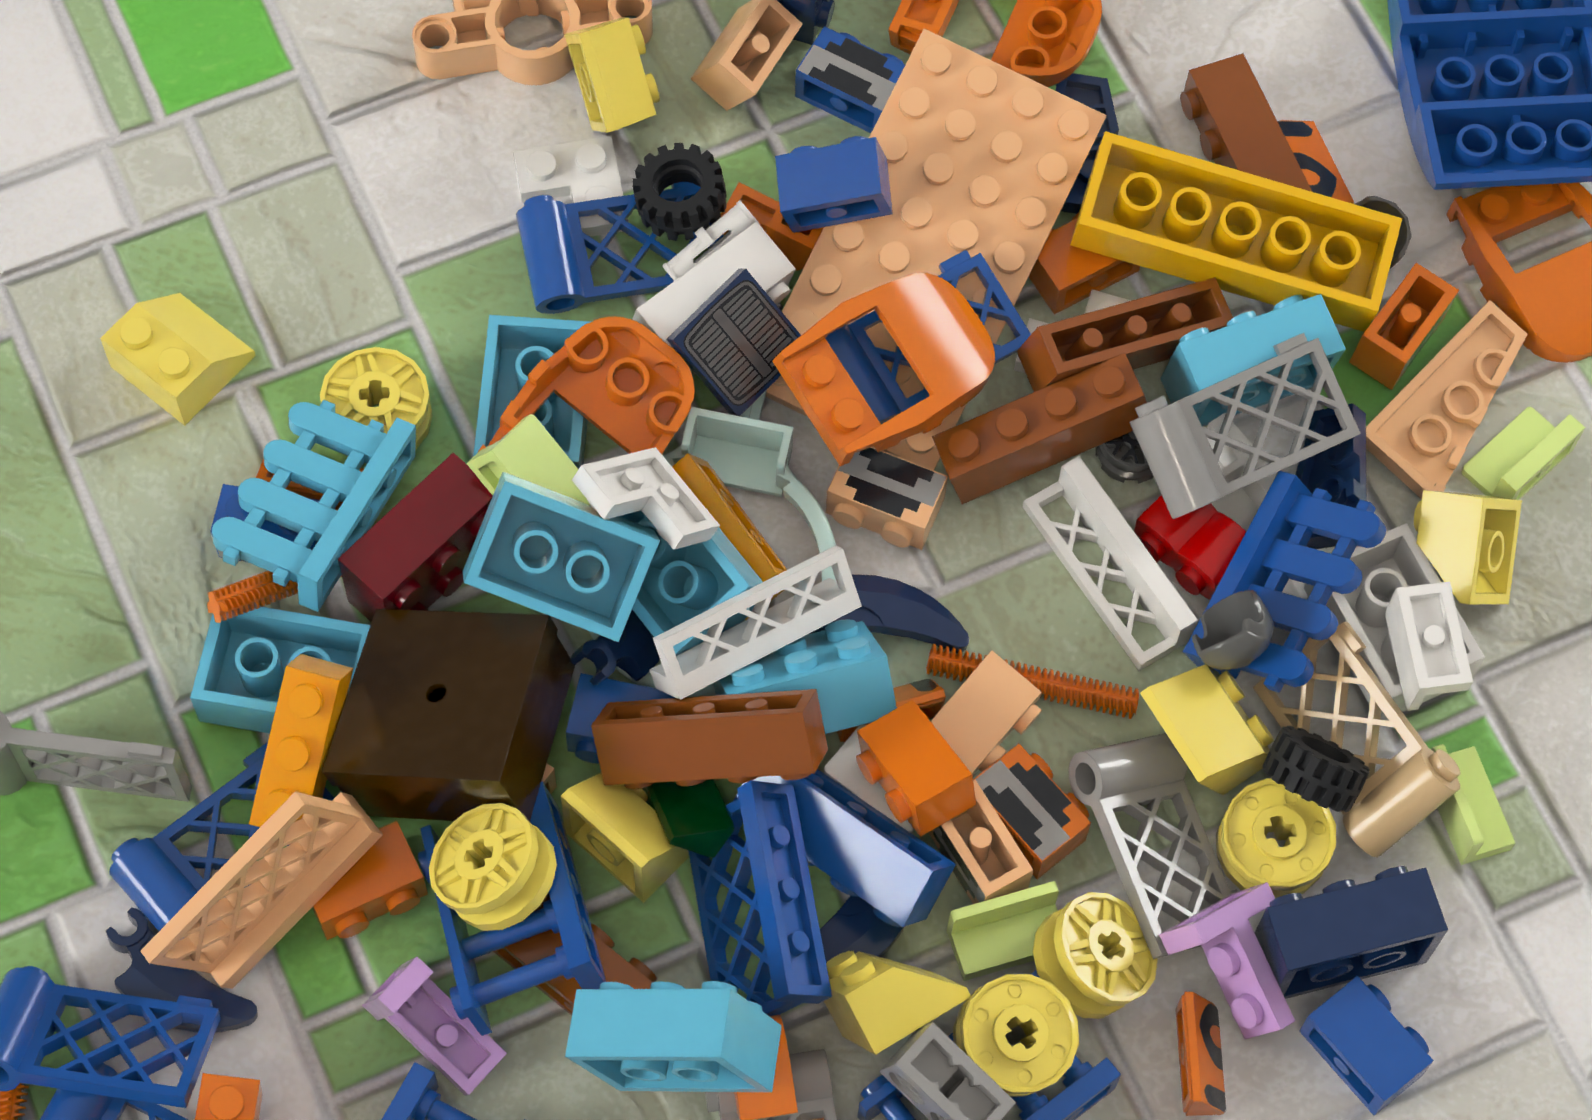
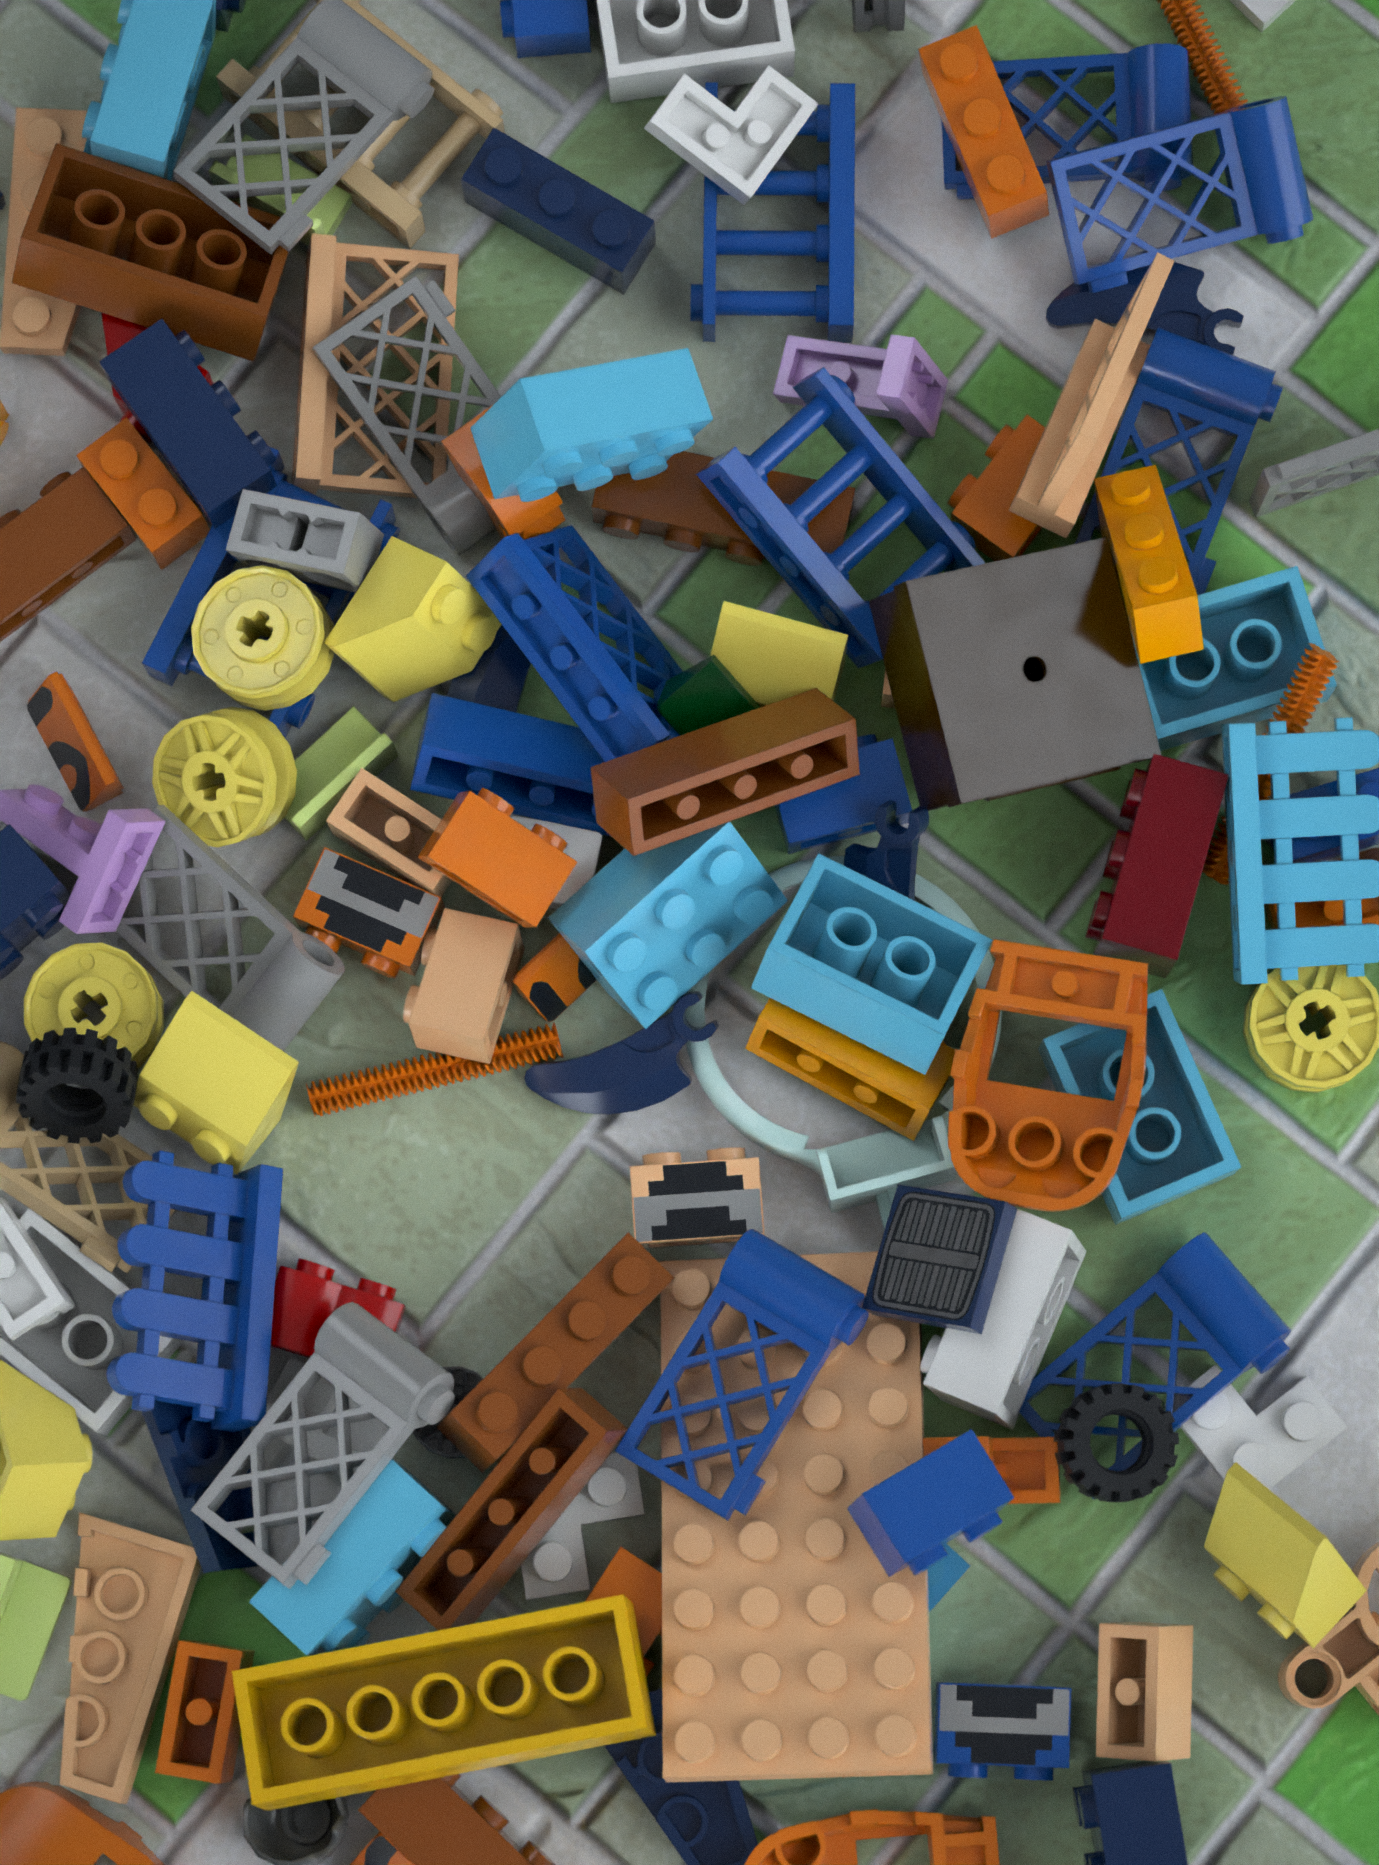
camera: 160 degrees right, 15 degrees up
(492, 867) = (875, 526): light yellow wheel -> none
(528, 454) = (1064, 961): yellowish green panel -> none
(560, 557) = (984, 870): medium azure brick -> none
(650, 485) = (925, 991): white plate -> none
(735, 221) = (1045, 1398): white pin -> none
(761, 633) = (741, 924): white fence -> none
(934, 333) = (722, 1373): orange slope -> none
(1127, 555) = (399, 1266): white fence -> none
(1234, 631) = (228, 1189): dark grey hair -> none

